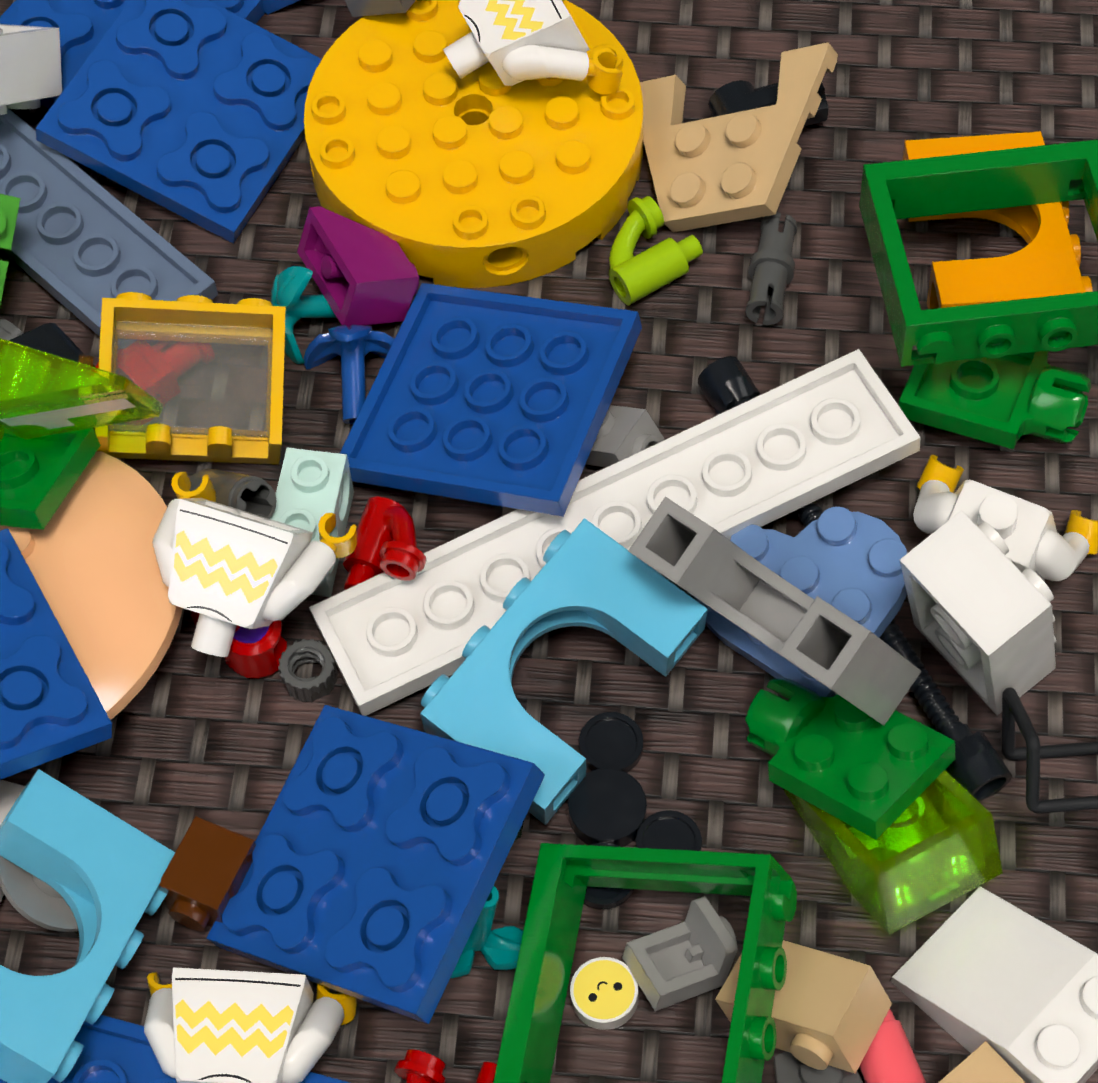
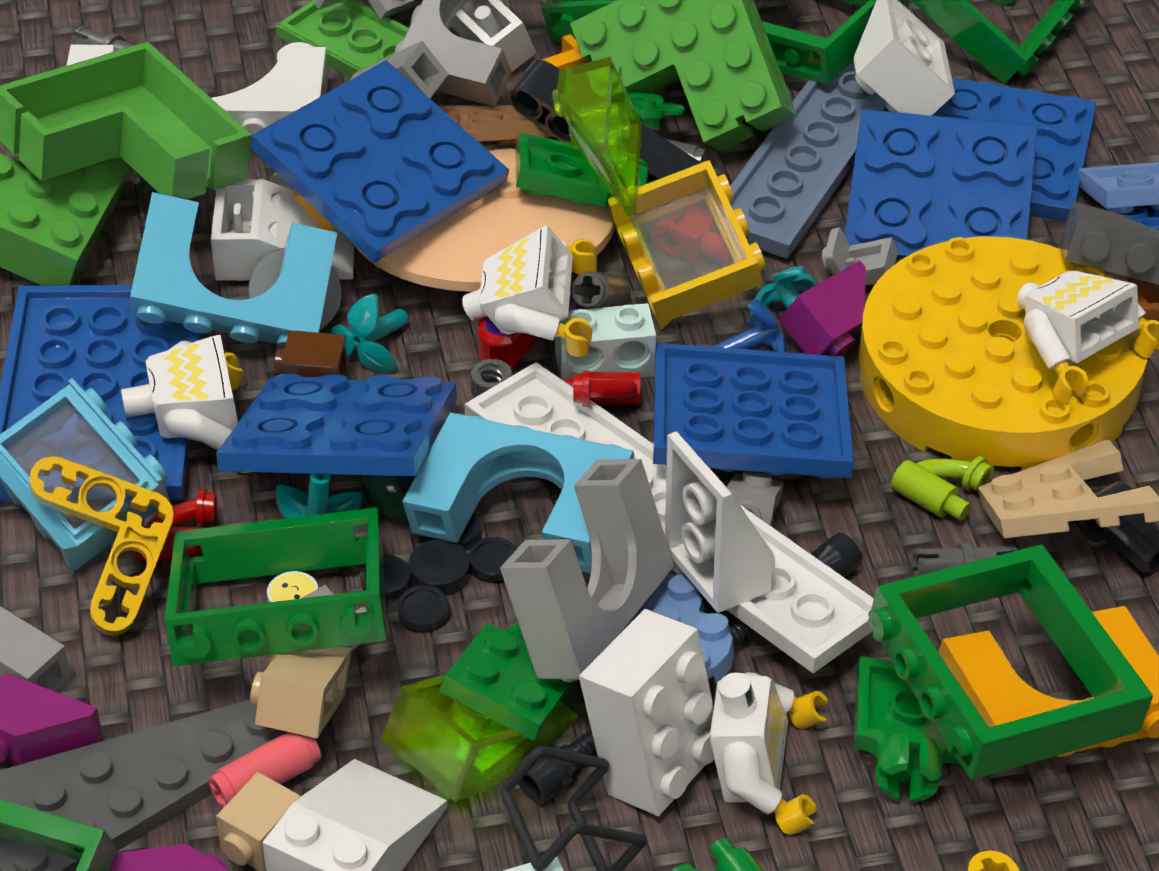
camera: 70 degrees right, 15 degrees down
(178, 789) = (368, 329): none -> teal plant
(268, 218) = (875, 255): none -> light grey bracket
(754, 470) = (712, 533): none -> white slope

